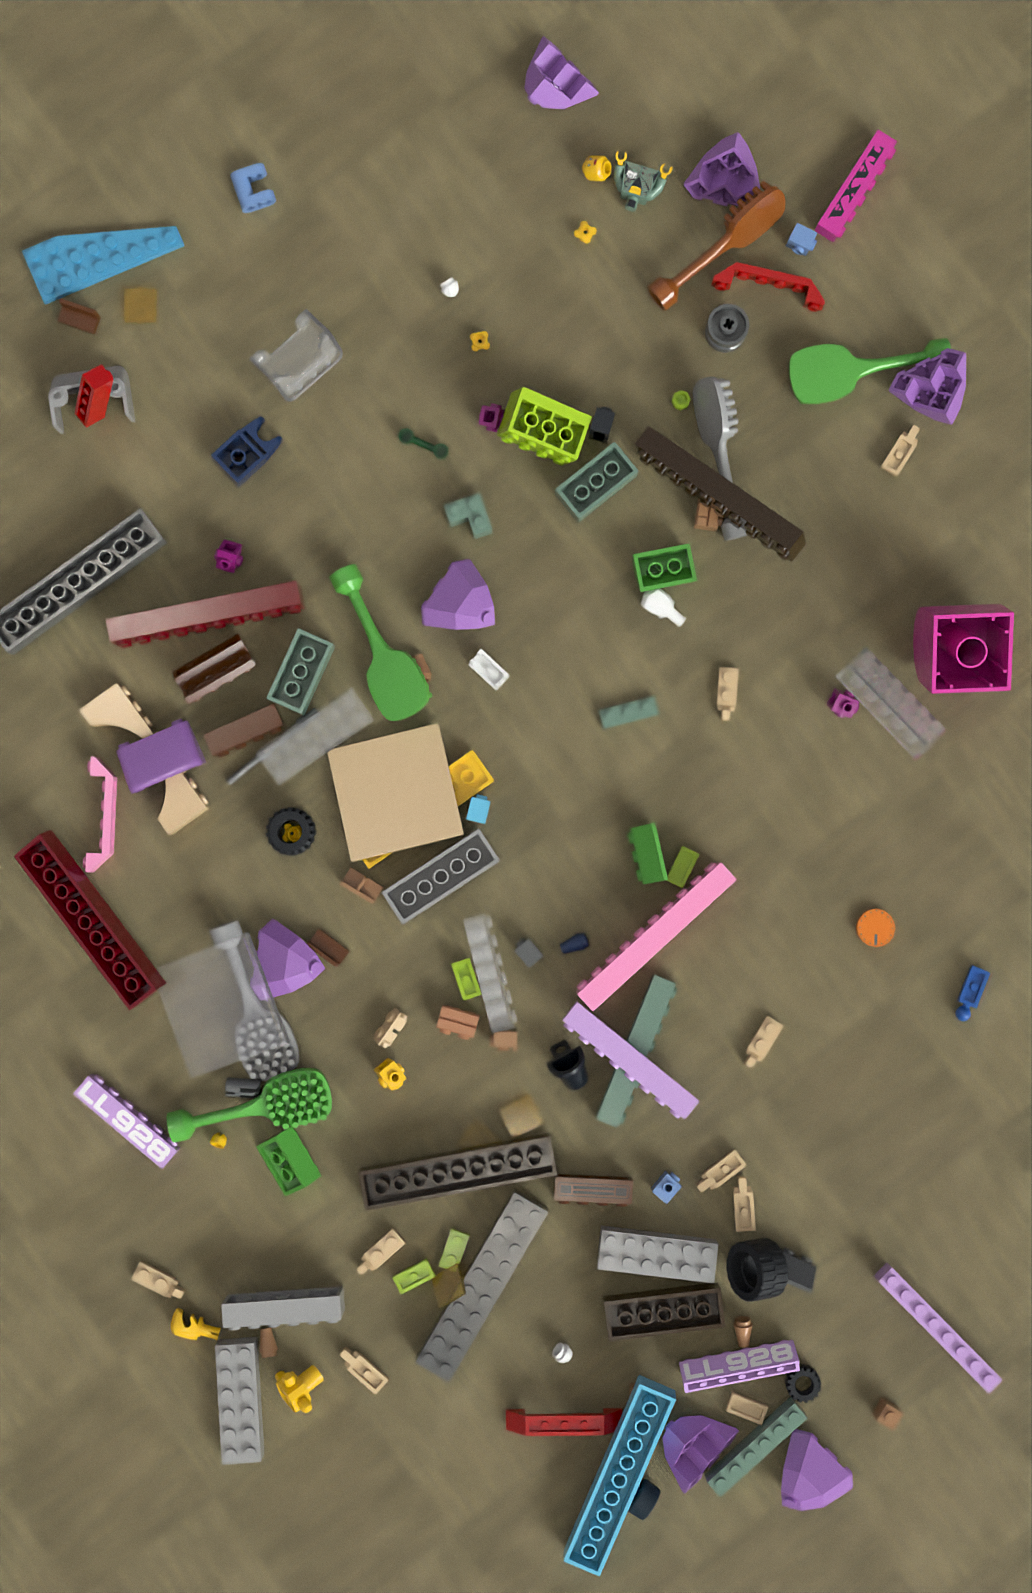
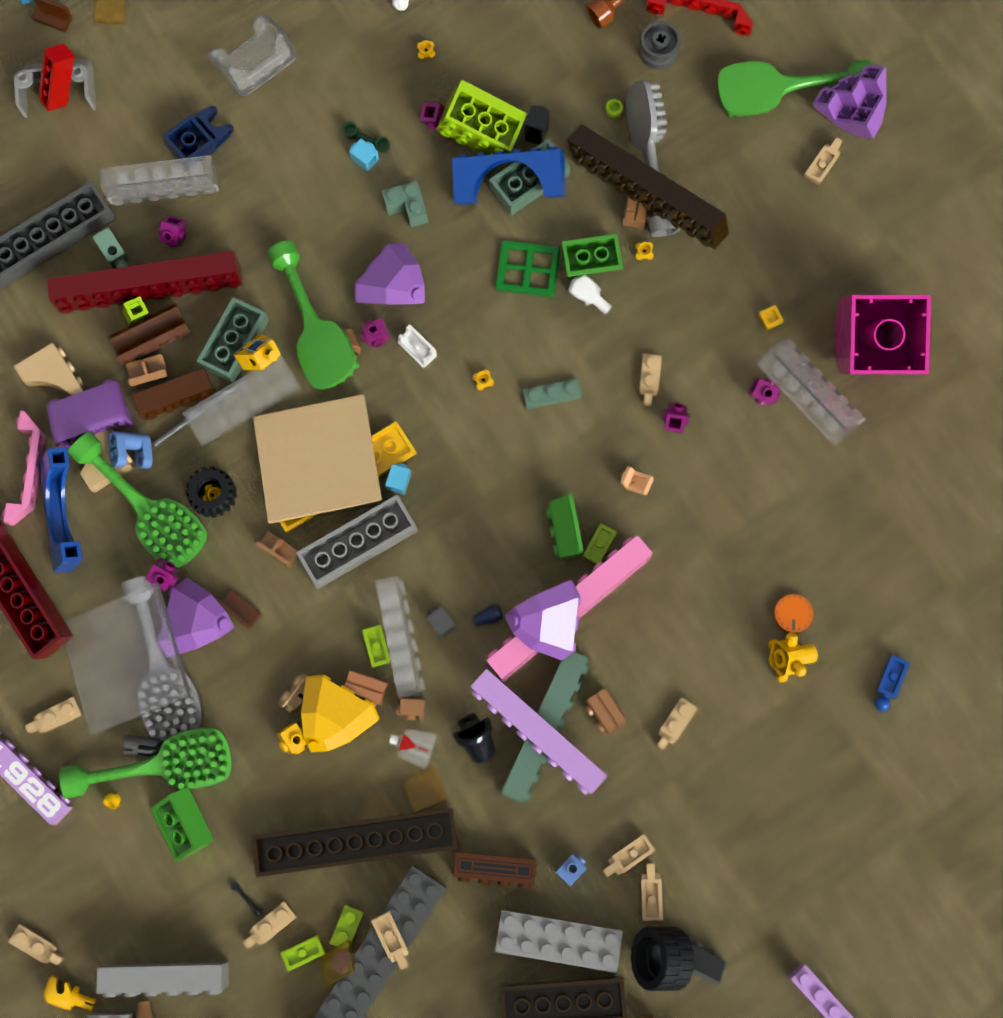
camera: 10 degrees right, 10 degrees down
(131, 821) = (64, 550): none -> blue arch
(155, 1061) = (55, 716): none -> tan hinge
(162, 575) = (110, 246): none -> sand green torso
(197, 645) = (134, 310): none -> lime brick
(211, 502) = (159, 180): none -> clear brick
(212, 783) = (140, 443): none -> medium blue connector
(215, 707) = (147, 369): none -> medium nougat panel
(245, 868) = (162, 525): none -> bright green piece
(250, 920) = (163, 573): none -> magenta brick
(329, 688) = (257, 353): none -> yellow torso
(344, 1216) = (236, 887): none -> black hinge
(421, 462) = (364, 154): none -> medium azure brick
(428, 1050) = (333, 714): none -> yellow brick
(450, 652) = (374, 333): none -> magenta brick
(499, 1264) = (391, 939): none -> tan hinge
(510, 1076) = (415, 746): none -> clear torso
(558, 696) = (485, 374): none -> yellow plate
(598, 580) = (525, 288): none -> green window
(614, 474) = (470, 171): none -> blue arch
(637, 955) = (548, 620): none -> medium lavender brick
(694, 1033) = (605, 711): none -> medium nougat brick
(712, 555) = (644, 246): none -> yellow plate
(717, 801) = (636, 481): none -> light nougat bracket
(754, 734) = (675, 417): none -> magenta brick
(848, 623) = (770, 317): none -> yellow plate
(872, 974) = (789, 657): none -> yellow piece

